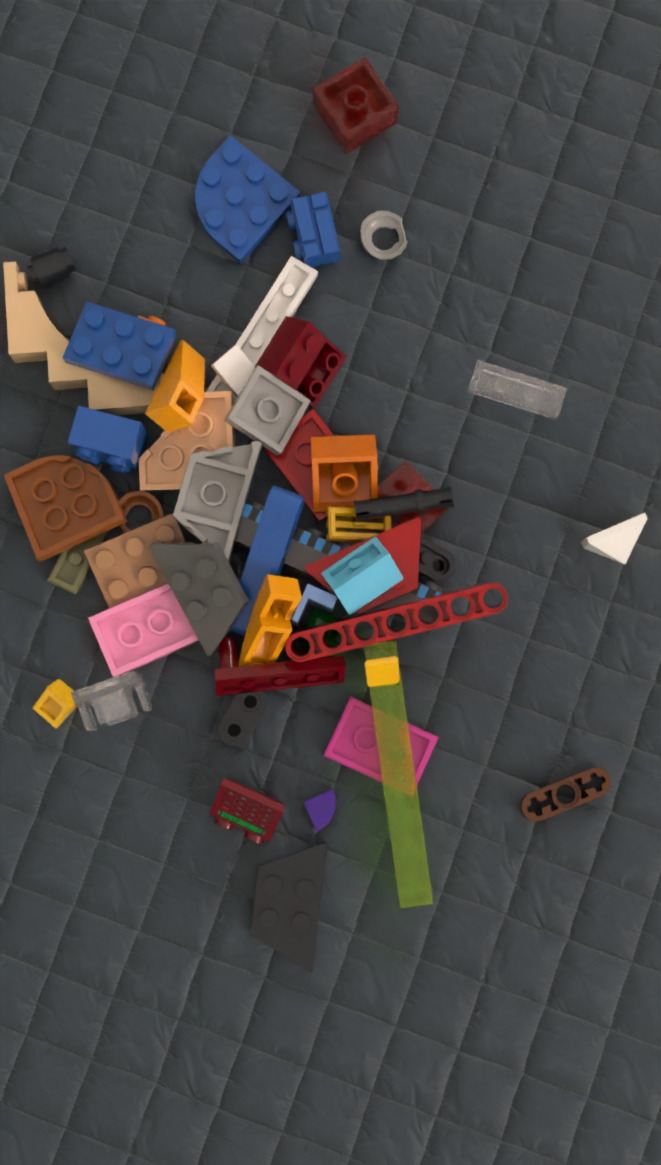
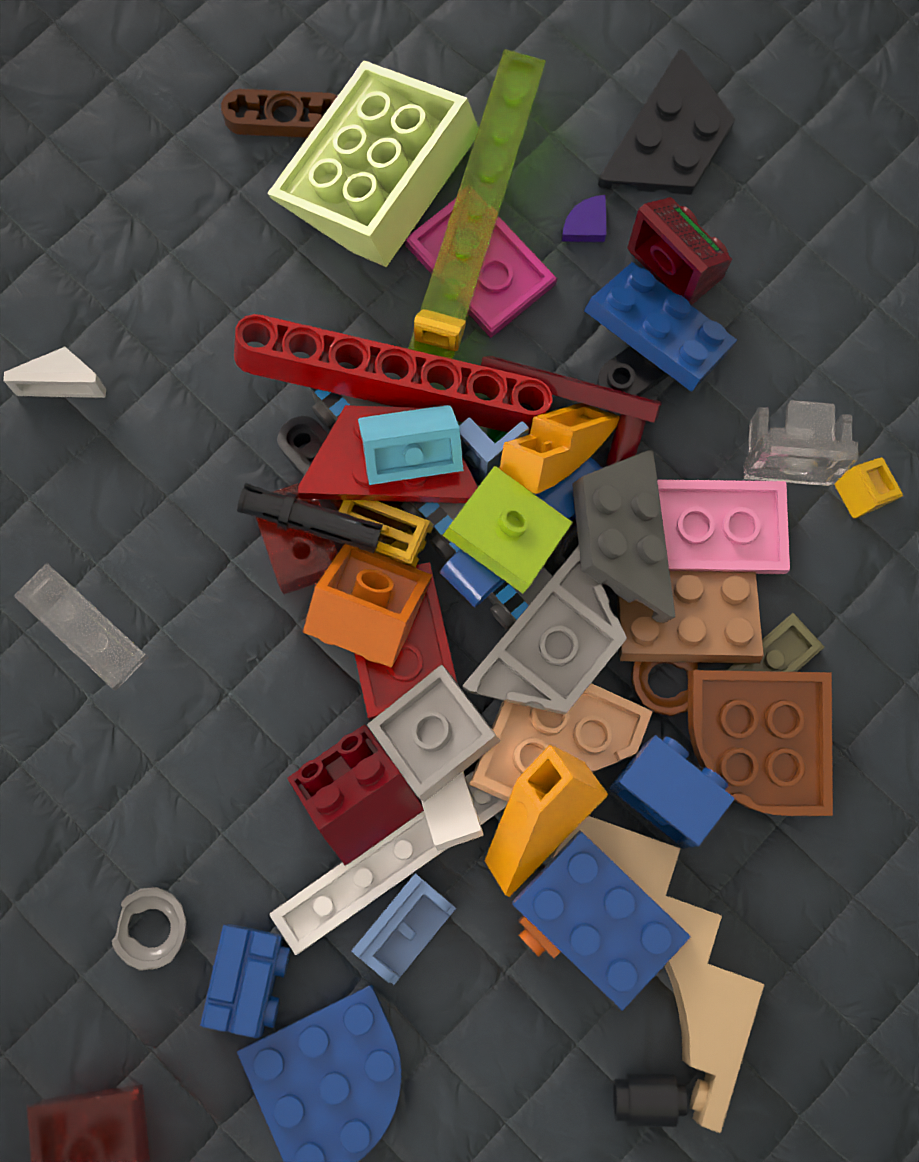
camera: 155 degrees left, 5 degrees down
(236, 299) = (403, 929): none -> medium blue hinge
(238, 747) = (661, 325): none -> blue plate
(274, 541) = (508, 529): none -> lime plate
(484, 782) = (377, 160): none -> yellowish green slope

